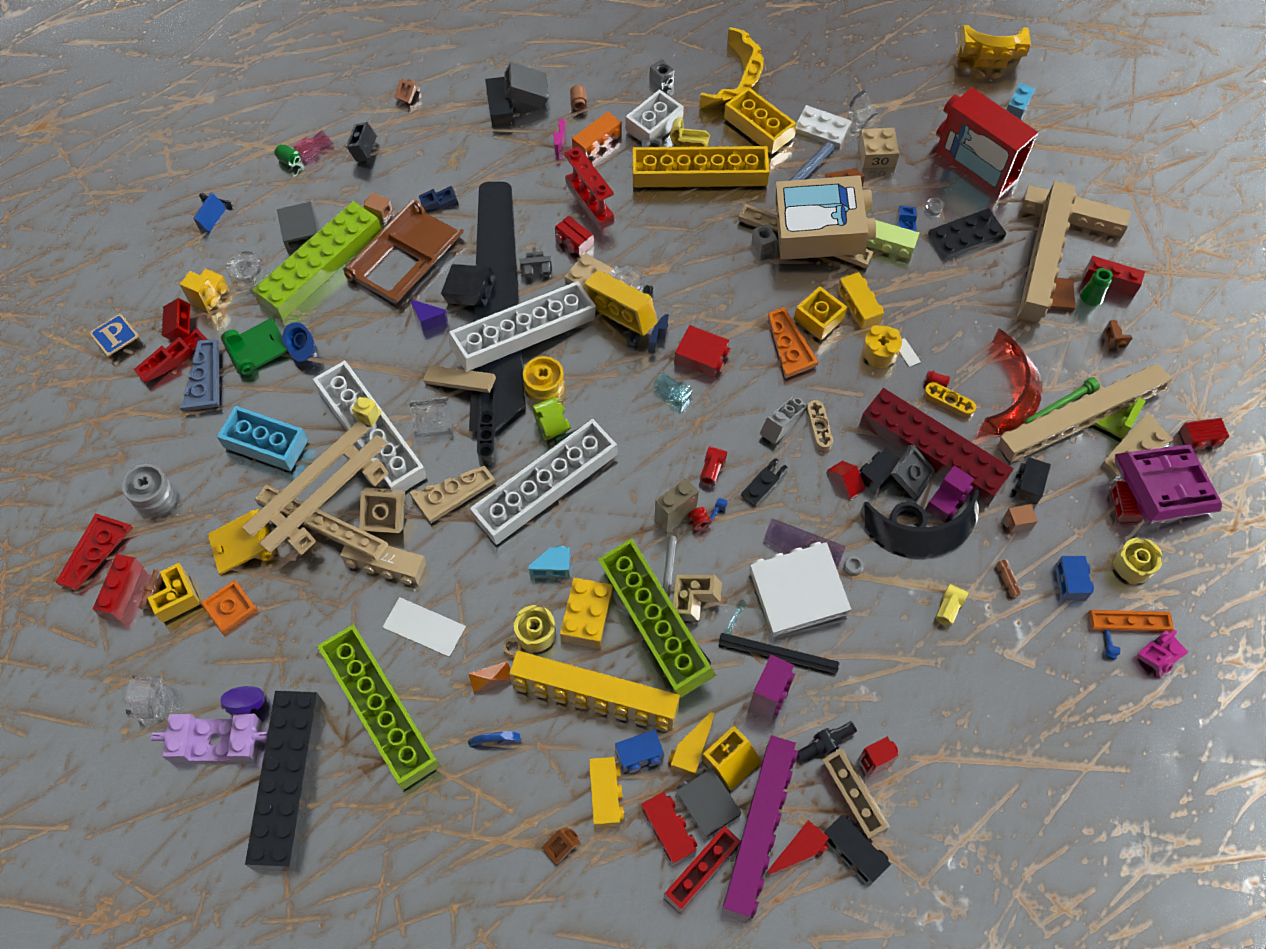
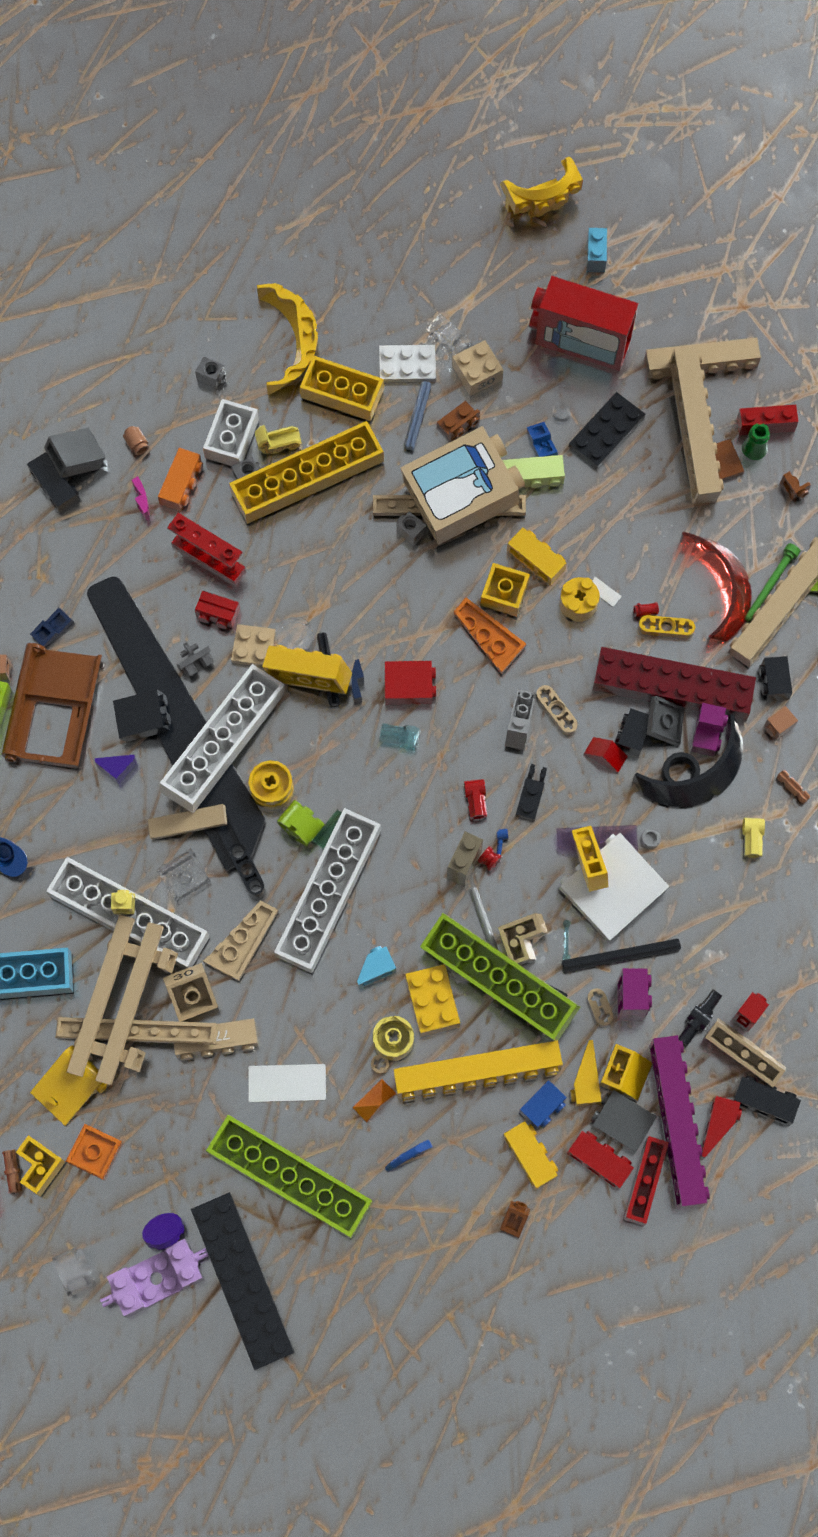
camera: 25 degrees left, 10 degrees up
(731, 690) = (595, 1010): none -> tan beam
(788, 551) = (590, 859): none -> yellow slope

